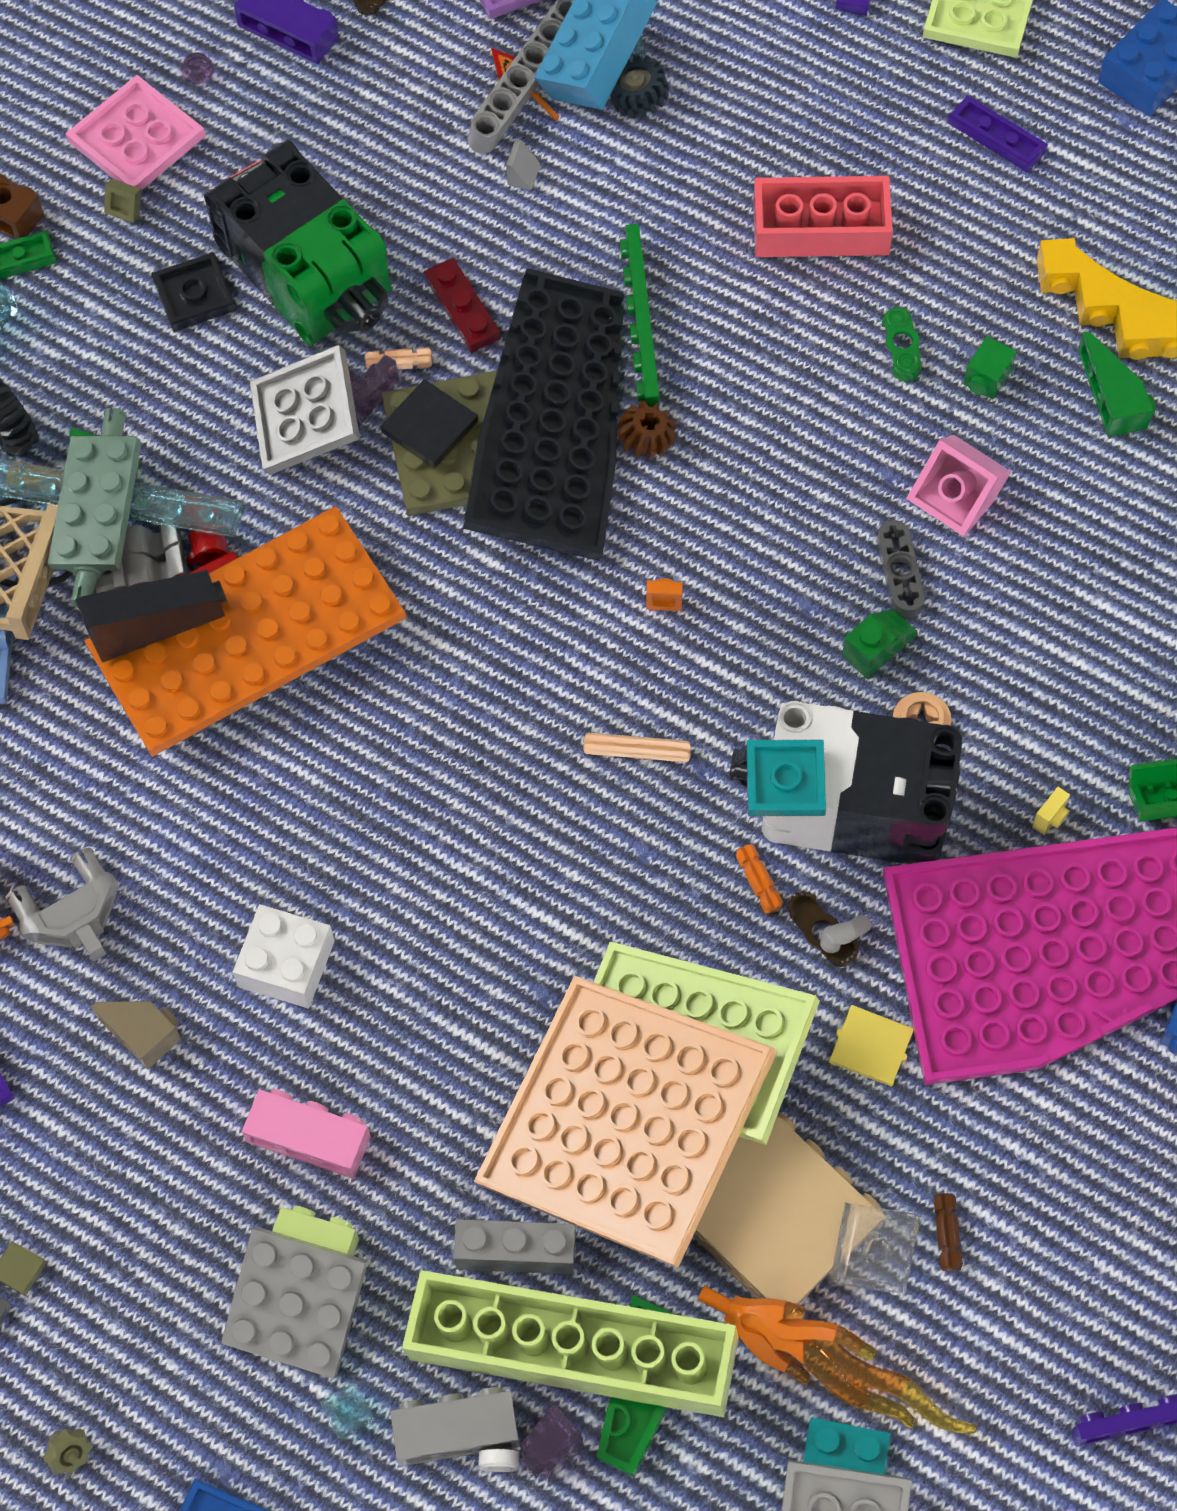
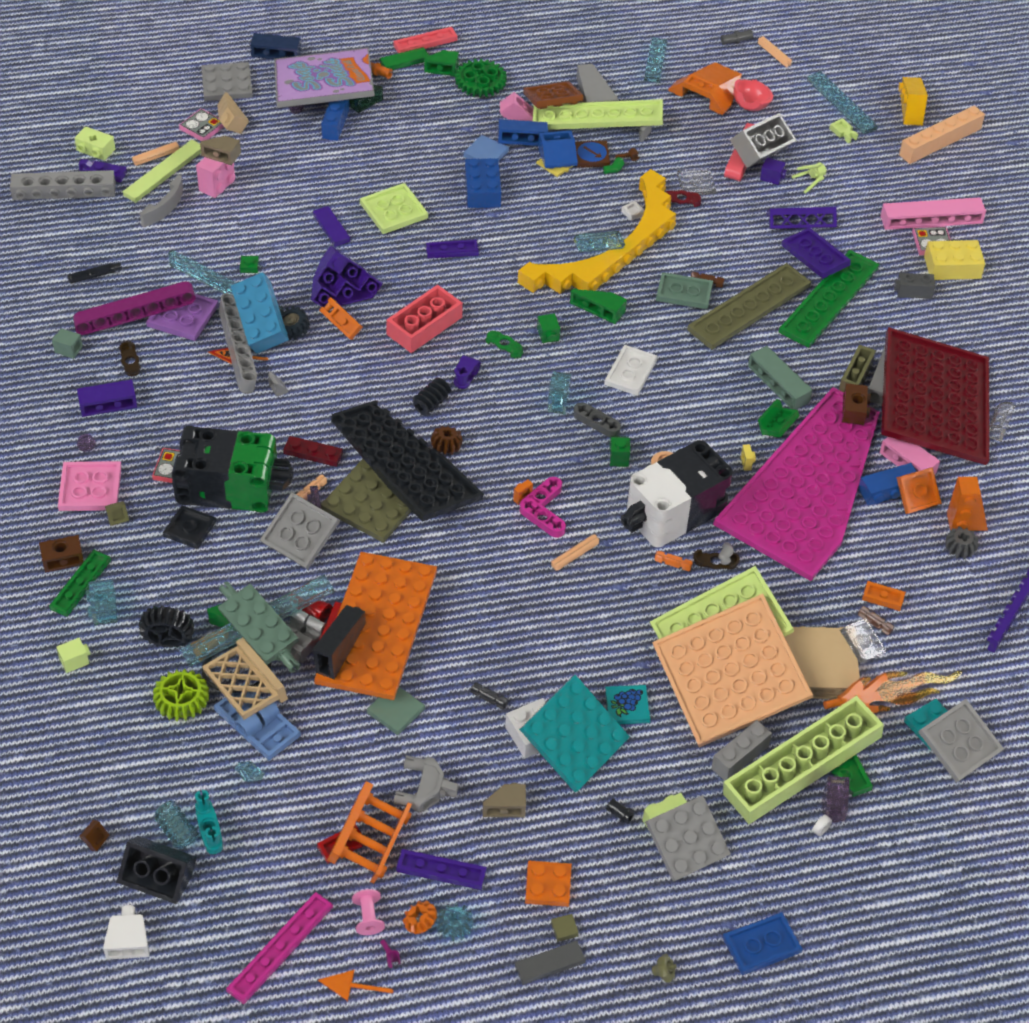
camera: 50 degrees left, 15 degrees down
(68, 1189) = (548, 883): none -> orange plate
(155, 779) = (396, 713): none -> sand green tile
(264, 1177) = (623, 813): none -> black pin
(289, 857) = (489, 695): none -> black axle
(307, 1132) = (618, 781): bright pink brick -> none
(315, 1013) = (574, 733): none -> teal plate
(347, 1411) = (749, 859): clear light blue plate -> none
(429, 423) = (358, 498): black tile -> none
(450, 1035) = (628, 704): none -> teal tile
(454, 1426) = (793, 829): light grey brick -> none
(638, 306) = (394, 402): green plate -> none
(668, 631) = (538, 507): none -> dark pink beam
(699, 346) = (431, 396): none -> black piece
(712, 129) = (341, 318): none -> orange plate
(776, 70) = (342, 280): none -> dark purple brick
(786, 778) = (664, 498): teal plate -> none
(797, 341) = (466, 371): none -> dark purple piece
(871, 1045) = (781, 583): light yellow piece -> none
(879, 482) = (559, 392): none -> clear light blue brick
(958, 484) = (586, 375): bright pink slope -> none
(1003, 1205) = (883, 595): none -> orange plate
(1043, 530) = (631, 370): none -> white tile

